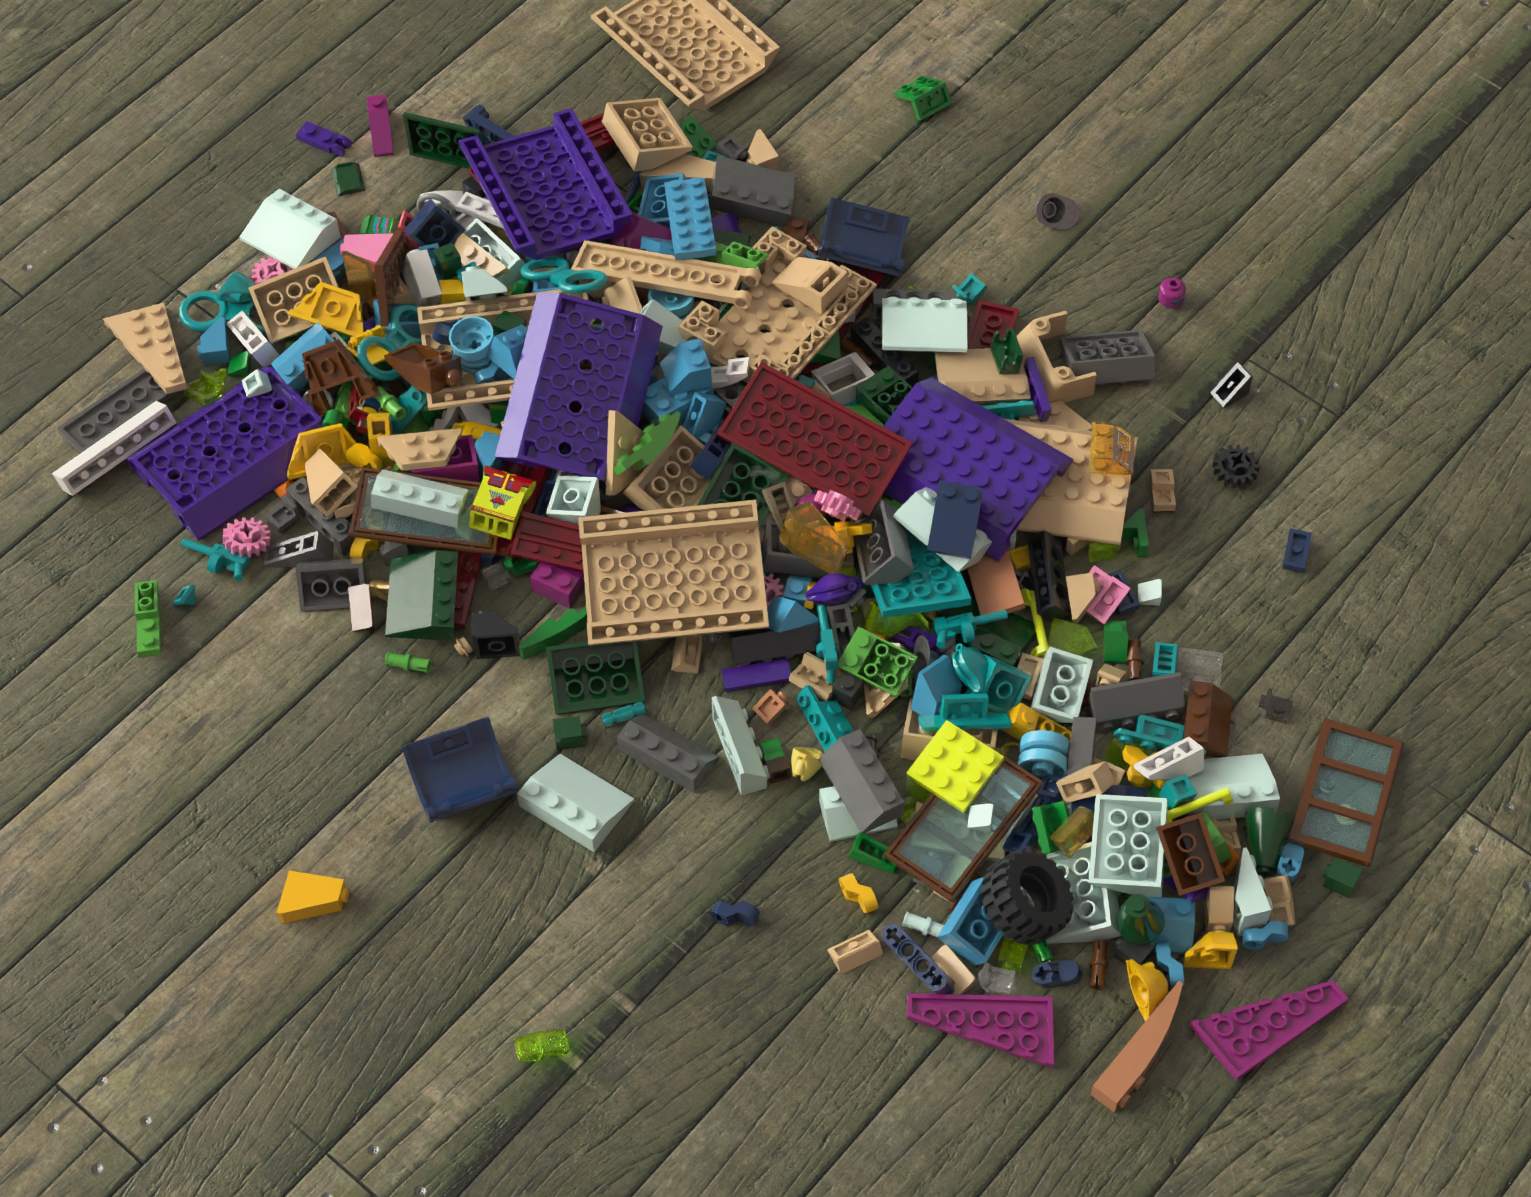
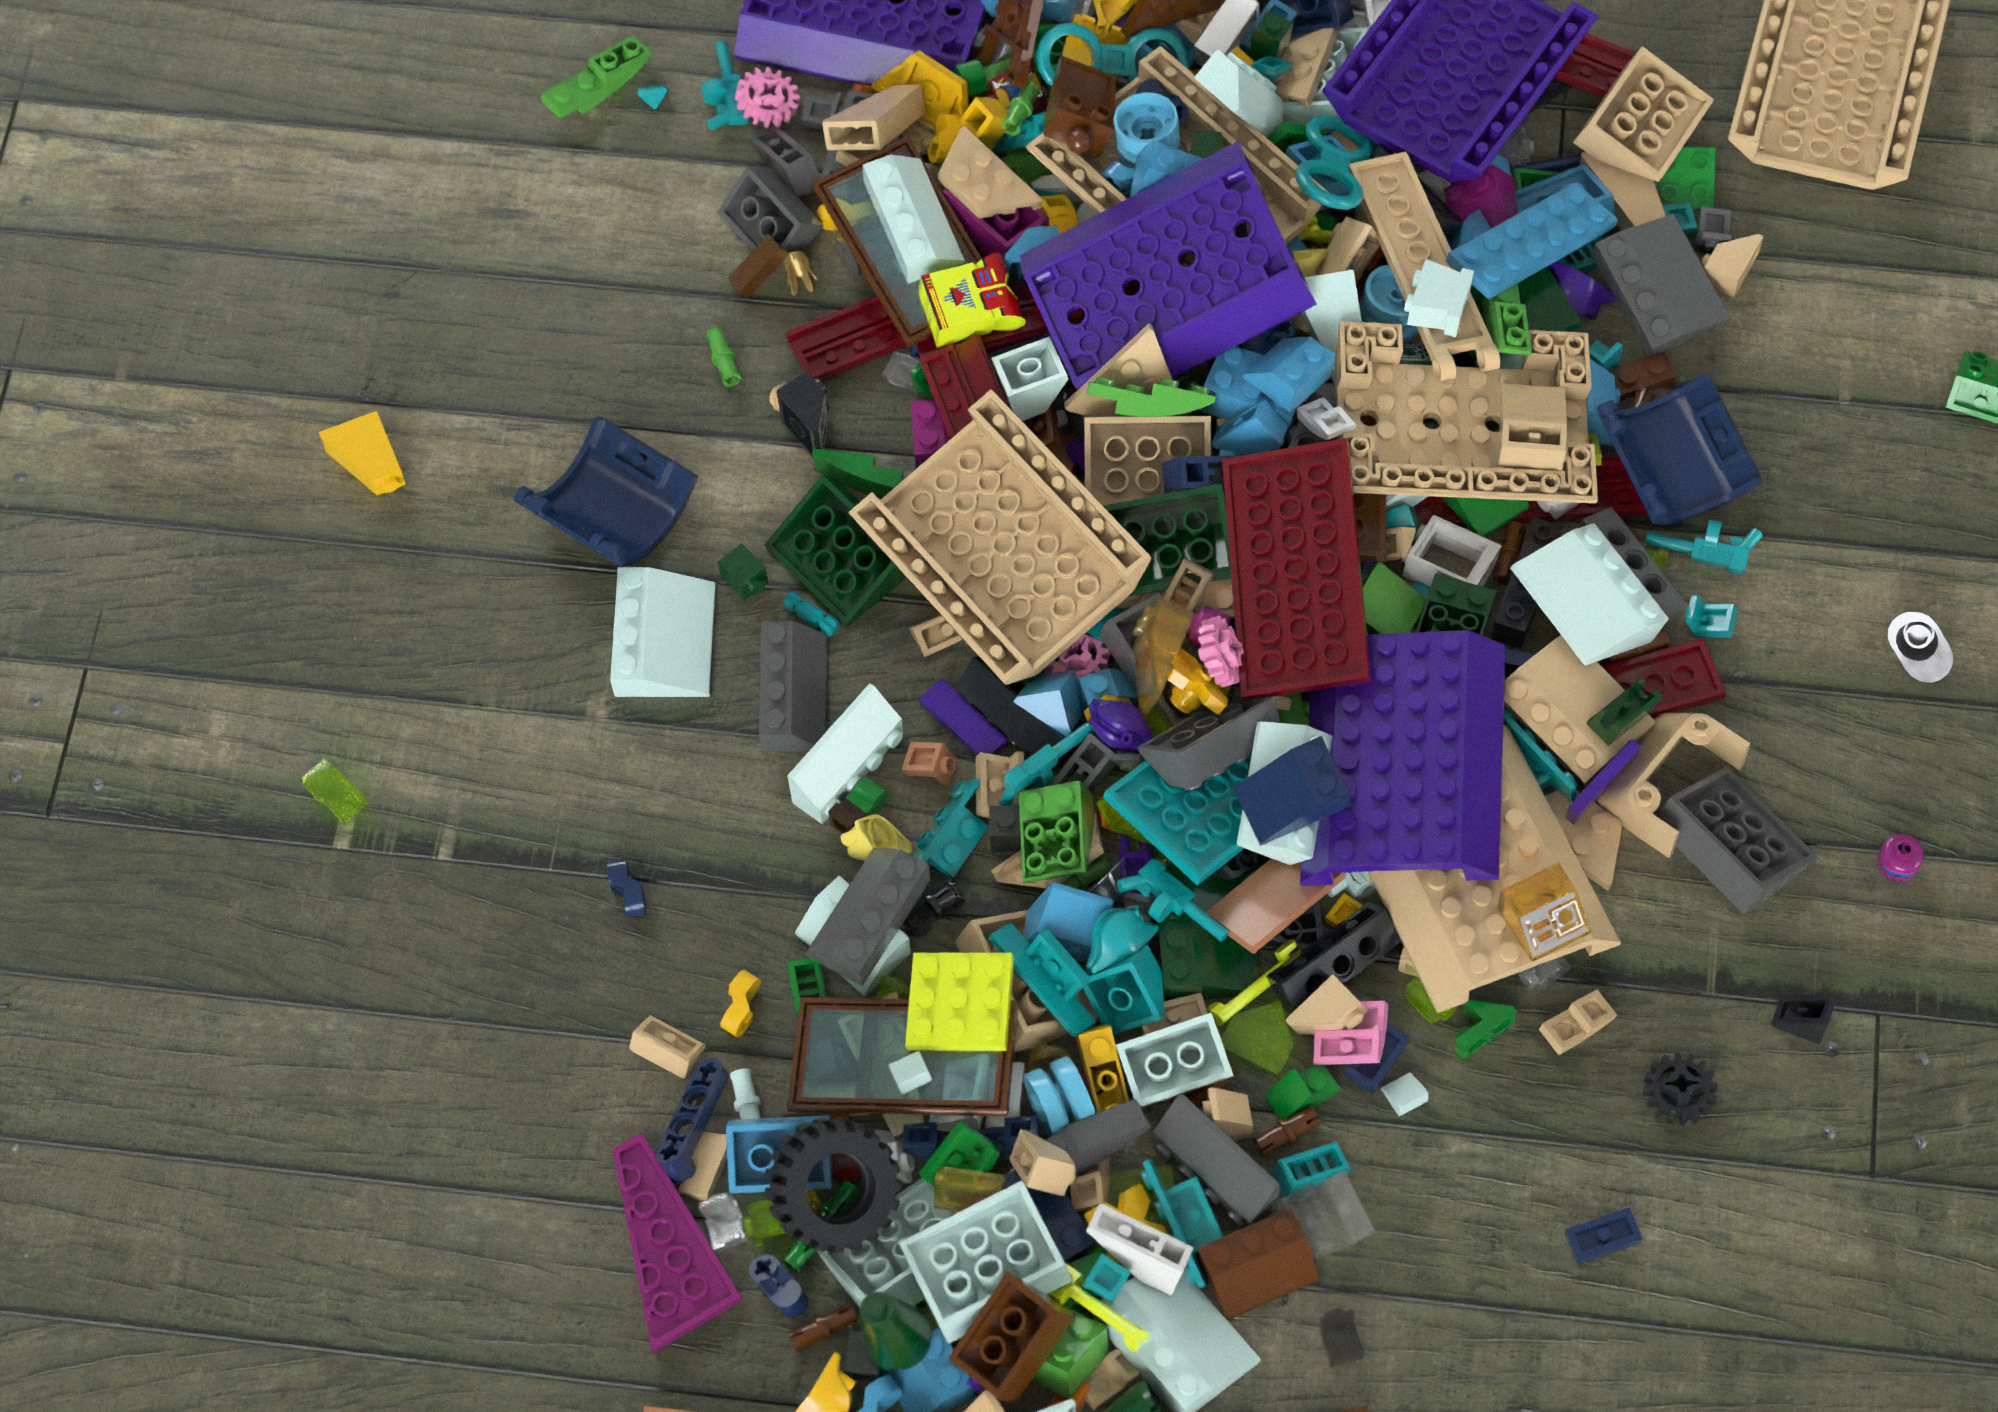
camera: 60 degrees right, 5 degrees up
(422, 596) = (808, 314): slope -> none
(702, 272) = (1439, 297): none -> light aqua hips
(926, 266) = (1709, 550): none -> teal piece

